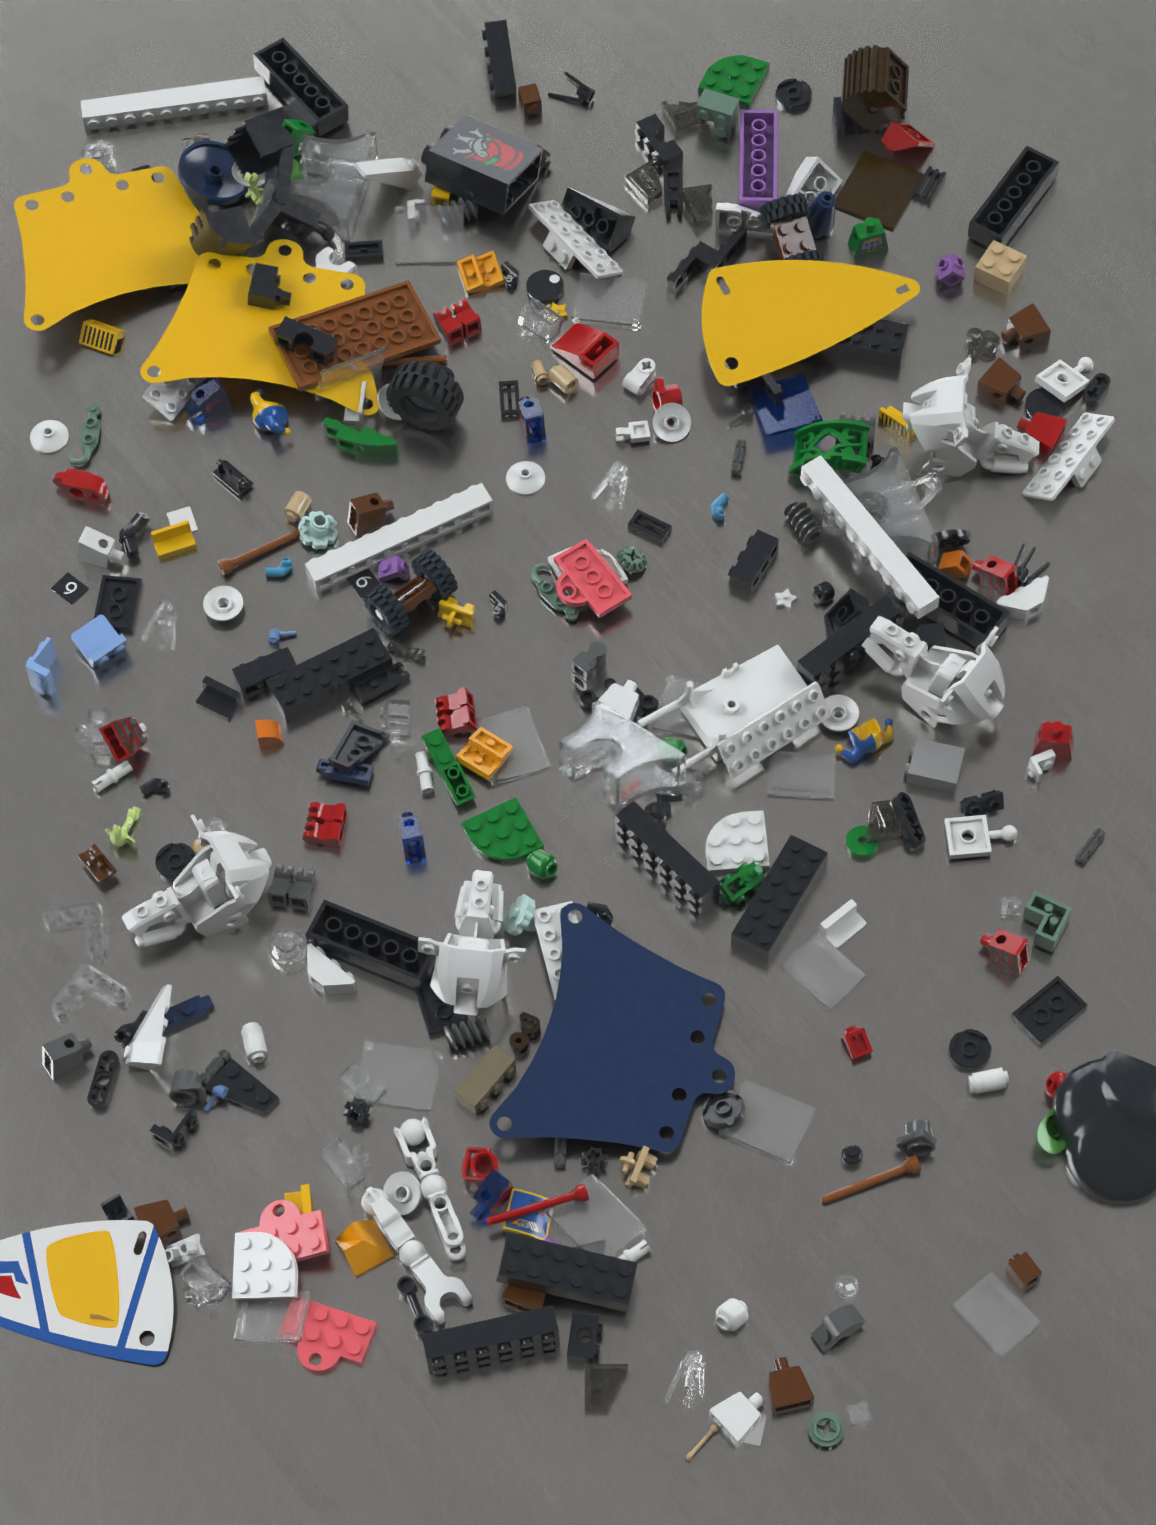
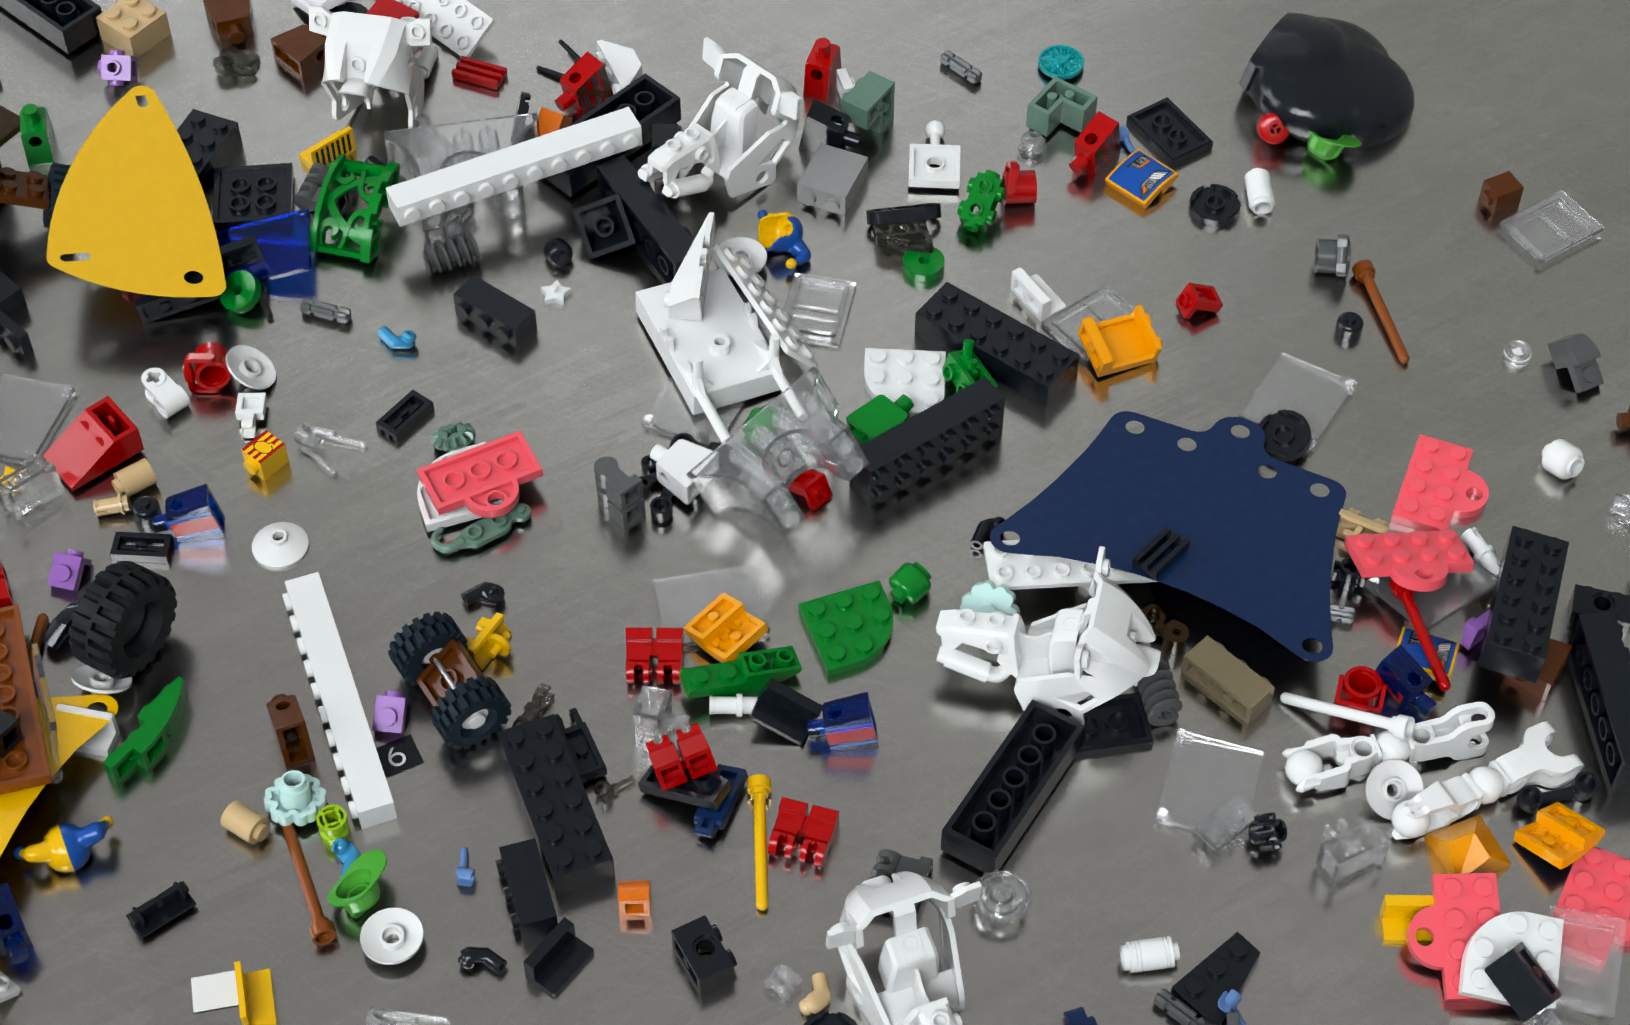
camera: 85 degrees left, 10 degrees down
(217, 655) = (483, 955): none -> black arm
(231, 768) = (705, 971): none -> black brick
(241, 1269) = (1522, 982): none -> black panel
(253, 577) = (359, 885): none -> bright green piece
(300, 554) = (333, 823): none -> lime wheel
(327, 973) = (1045, 853): white slope -> none
(357, 794) = (759, 789): none -> yellow piece
(367, 736) = (693, 754): none -> red legs
(376, 1305) = (1559, 835): none -> light orange slope
(417, 796) = (785, 711): none -> black panel
(440, 1183) = (1400, 726): none -> white piece
(481, 361) = (67, 570): none -> medium lavender bracket
(541, 392) = (144, 509): none -> black piece
(564, 1001) = (1164, 535): none -> black tile
(595, 449) = (264, 455): none -> yellow brick
(605, 1195) = (1411, 559): none -> coral plate
(687, 827) = (878, 416): none -> green torso
(694, 1225) = (1438, 487): none -> coral plate
(742, 399) = (249, 295): none -> green piece
(778, 673) = (690, 282): none -> white wedge
(796, 983) = (1120, 342): none -> light orange panel
(841, 386) = (251, 193): none -> black plate
(925, 871) = (985, 193): none -> green brick
(952, 897) = (1019, 185): none -> red piece
(982, 752) = (828, 127): none -> black torso
(986, 803) = (889, 152): black hinge -> none
(987, 991) = (1141, 178): none -> slope
(1008, 492) = (480, 71): none -> red tile
(1012, 773) = (870, 102): none -> sand green brick
(1035, 974) = (1124, 136): none -> medium blue hand
(1113, 920) = (1061, 62): none -> teal wheel

